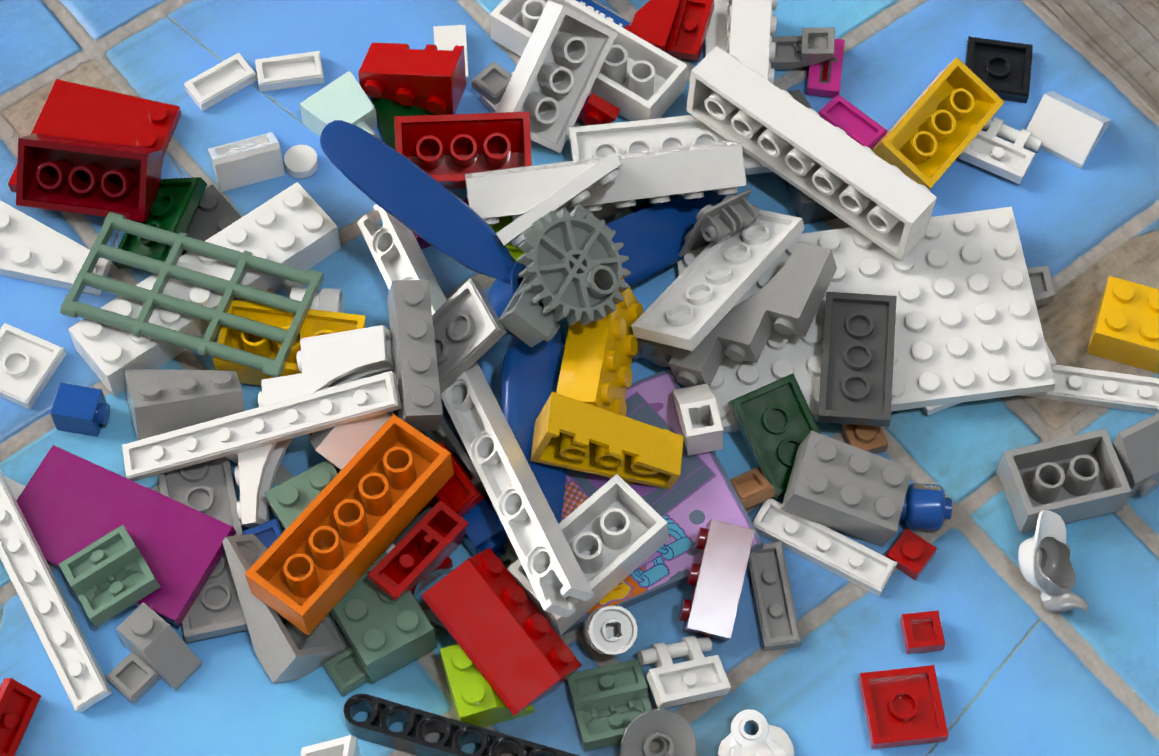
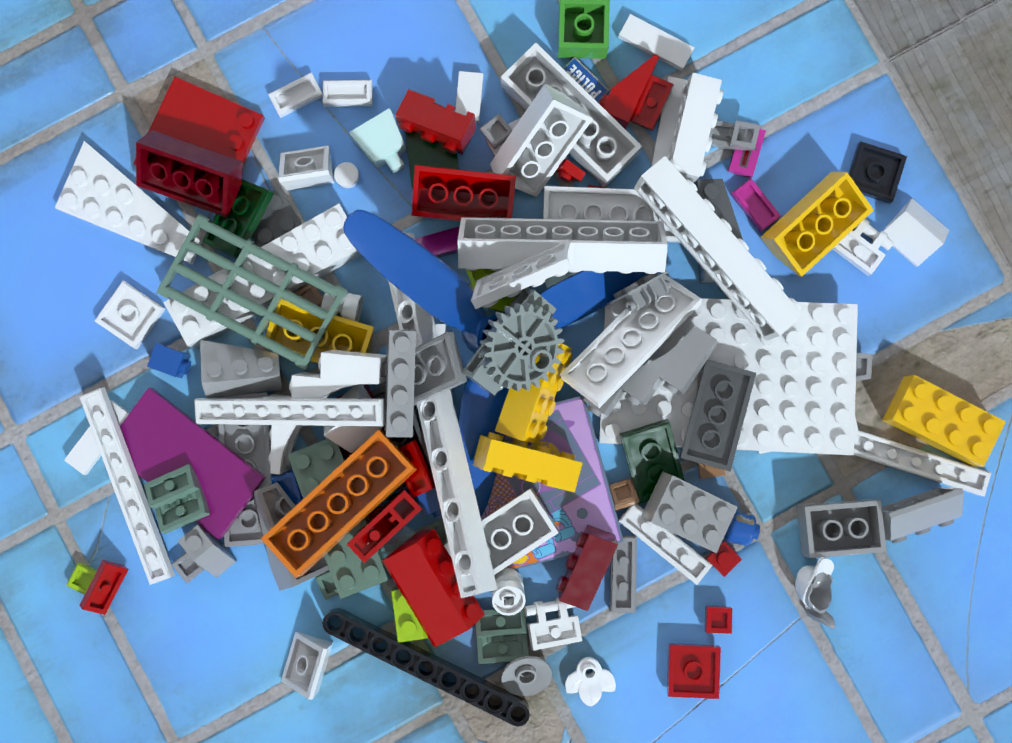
camera: 10 degrees right, 25 degrees up
(699, 419) = (596, 443): white slope -> none

